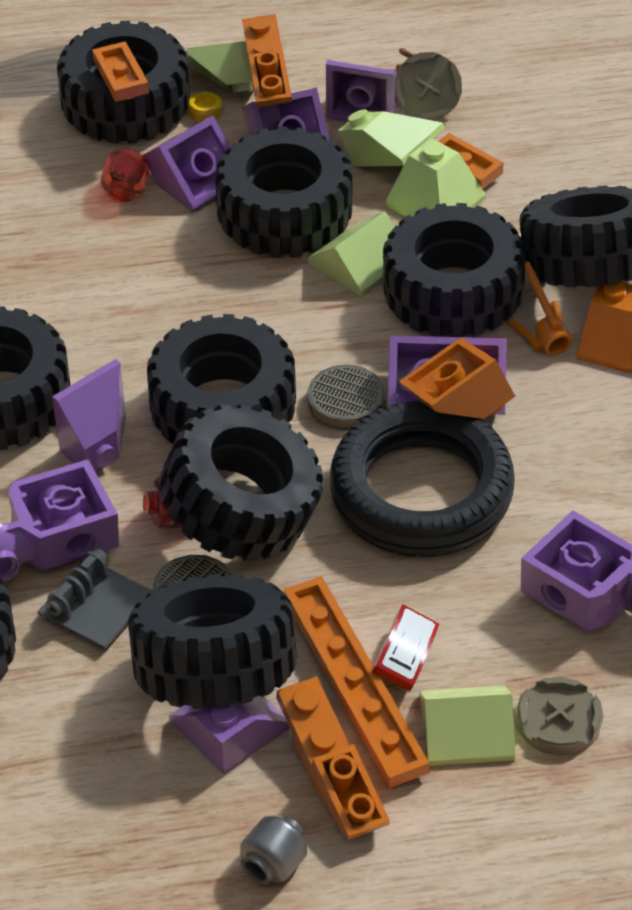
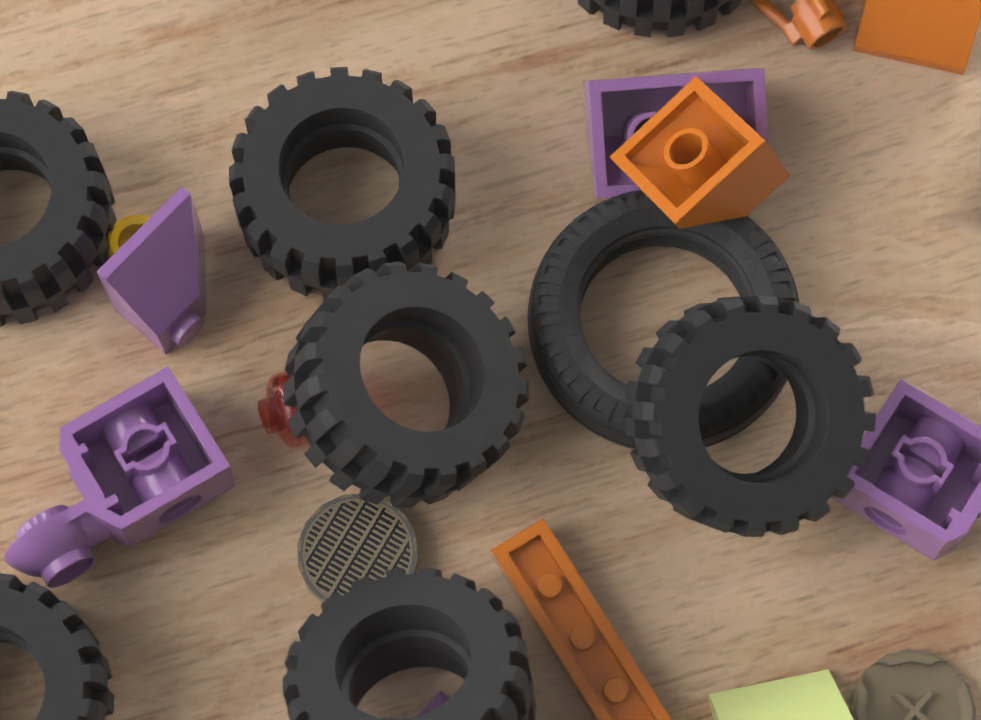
camera: 10 degrees left, 25 degrees up
(93, 600) = (217, 595): dark grey hinge -> none
(345, 395) = (527, 166): tile -> none
(405, 648) = (685, 631): slope -> none
(478, 461) = (825, 430): none -> black tyre

